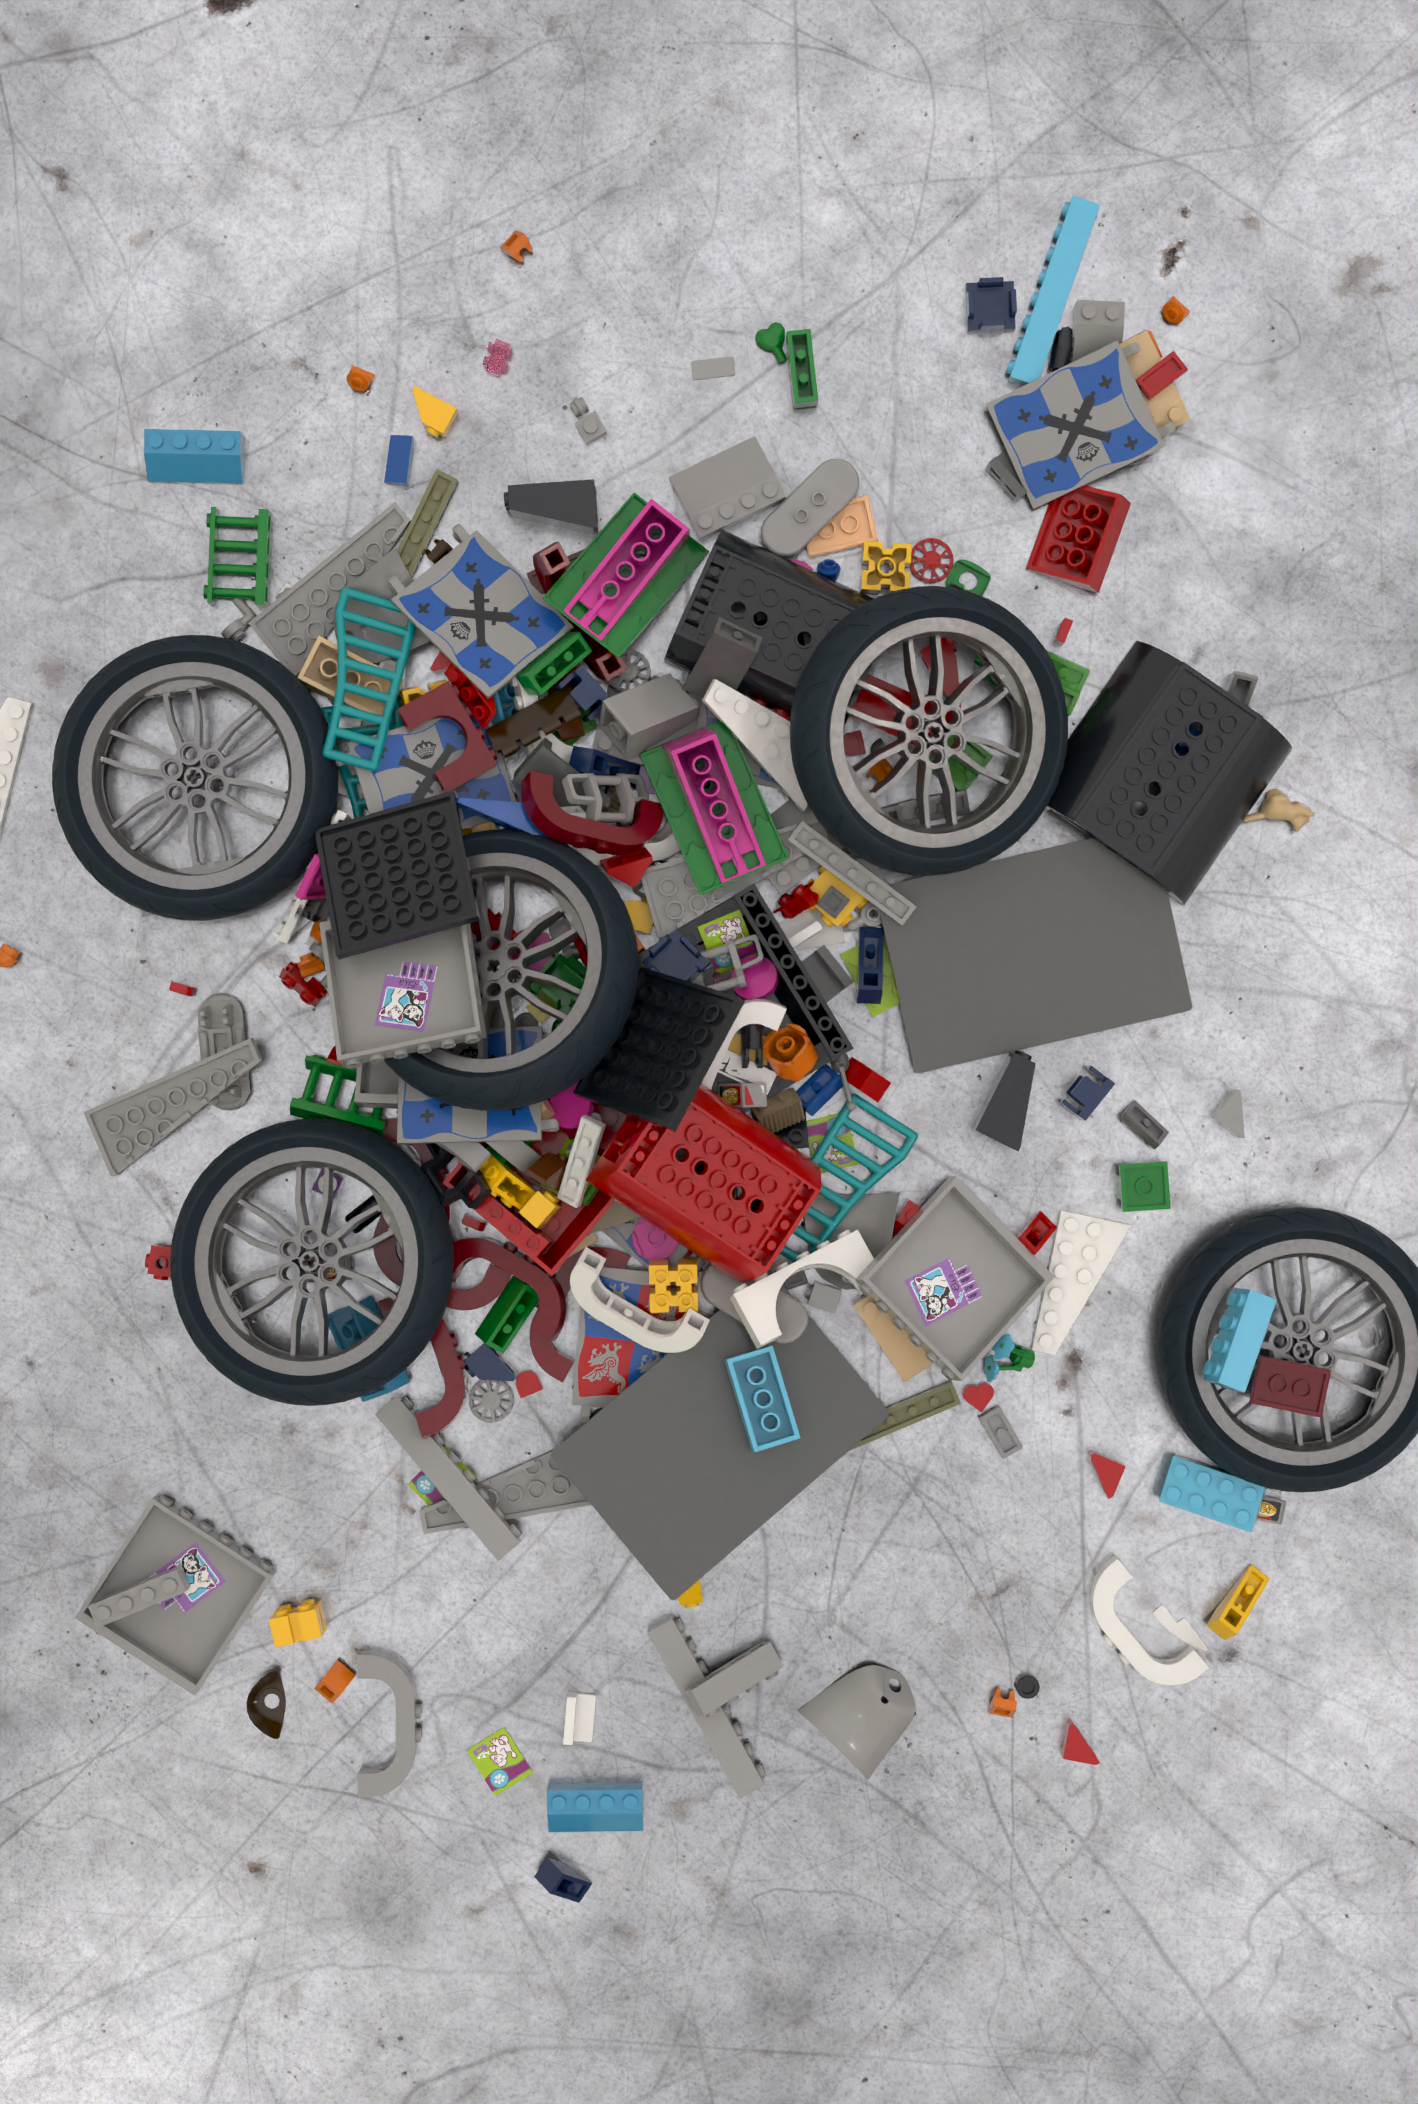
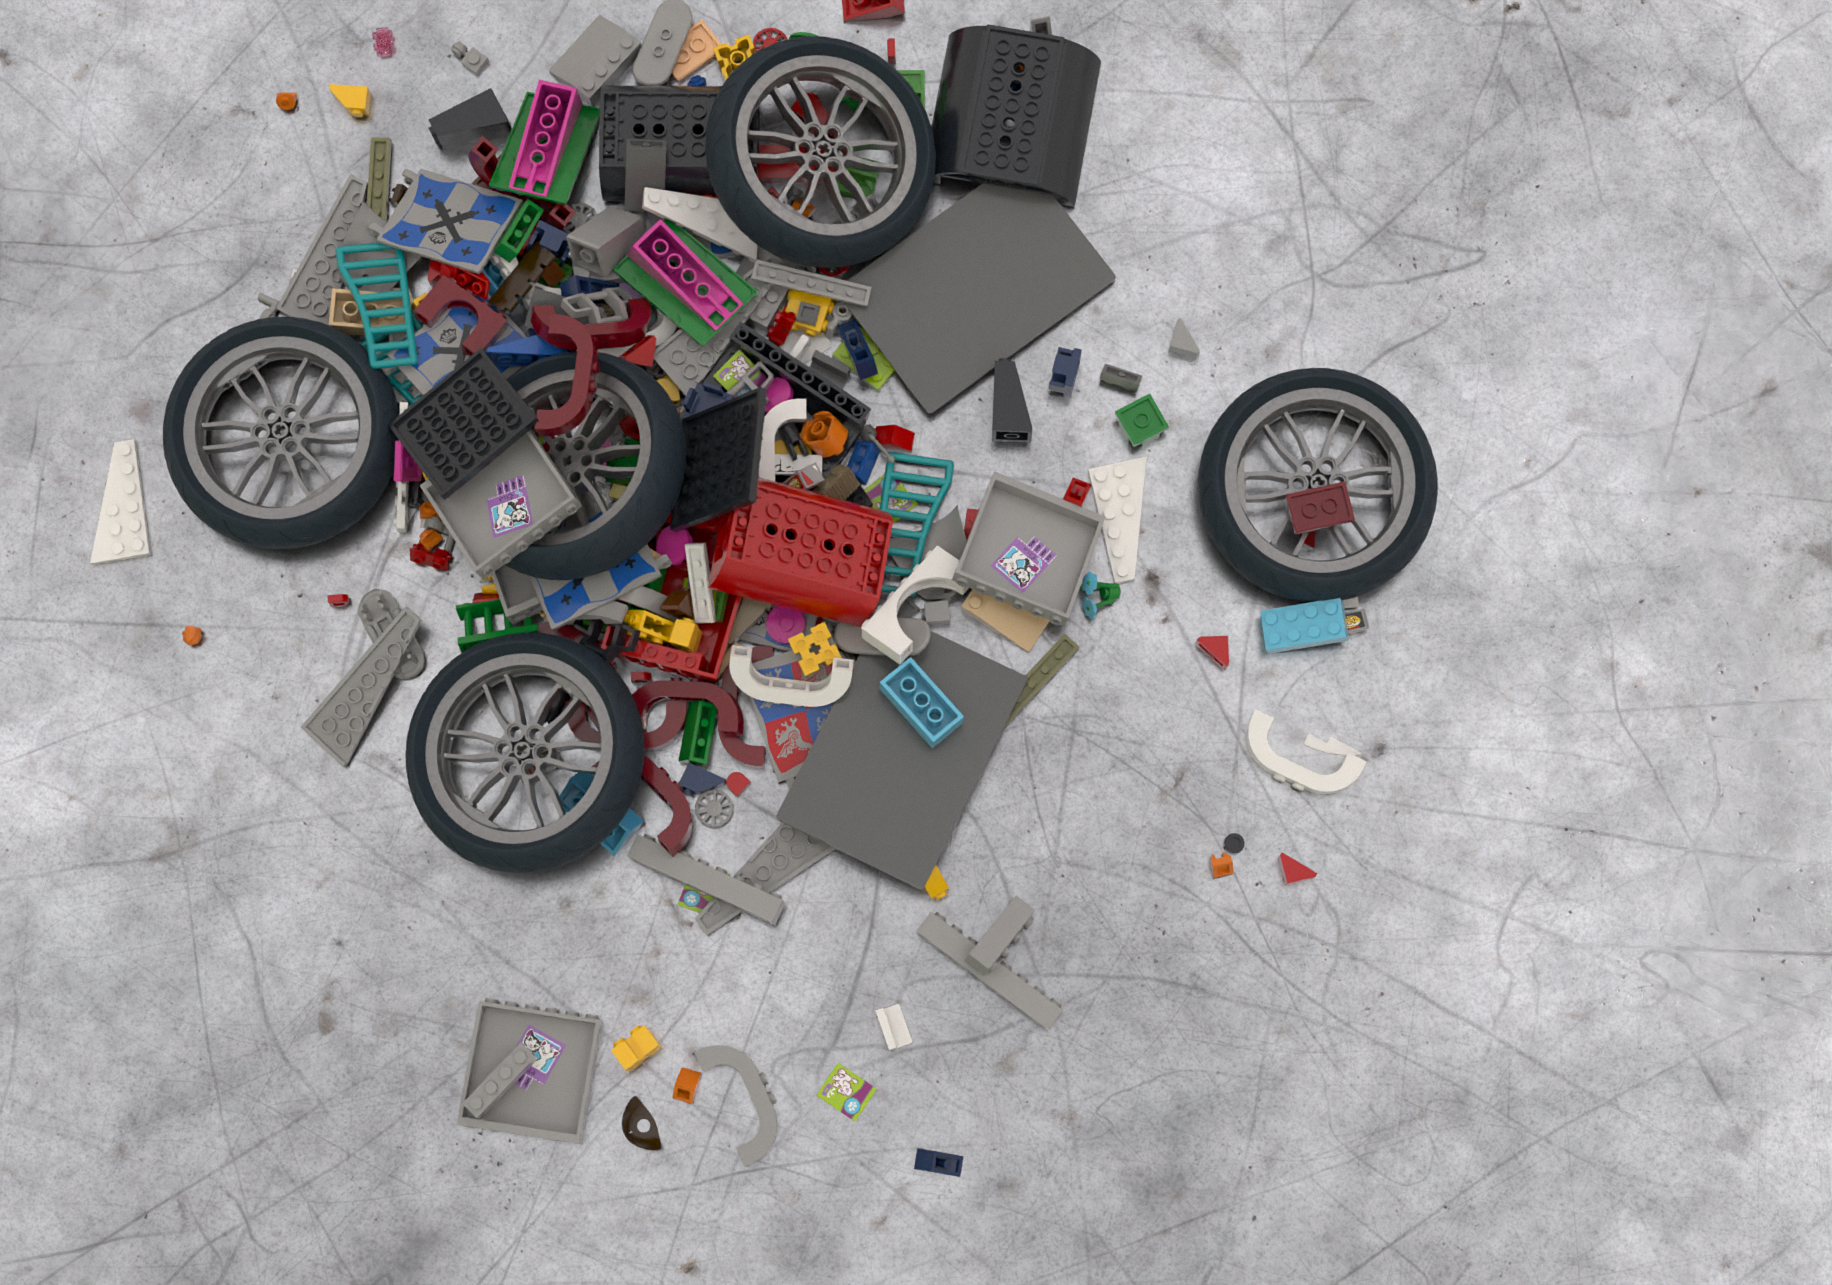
camera: 20 degrees left, 10 degrees down
(153, 1261) = (404, 808): red brick -> none
(194, 456) = (184, 206): dark azure slope -> none
(259, 546) = (261, 250): green fence -> none
(318, 1185) = (508, 701): tile -> none
(399, 459) = (341, 144): blue slope -> none
(548, 895) = (584, 384): none -> dark red arch
(595, 1807) = (938, 1093): dark azure slope -> none
(857, 1720) = (1117, 926): light grey piece -> none
(979, 1395) = (1091, 636): red tile -> none
(1001, 1432) = (1120, 655): flat silver plate -> none
(1238, 1603) = (1365, 704): yellow slope -> none
(1239, 1339) = (1261, 484): medium azure brick -> none
(1278, 807) = (1110, 104): tan animal -> none

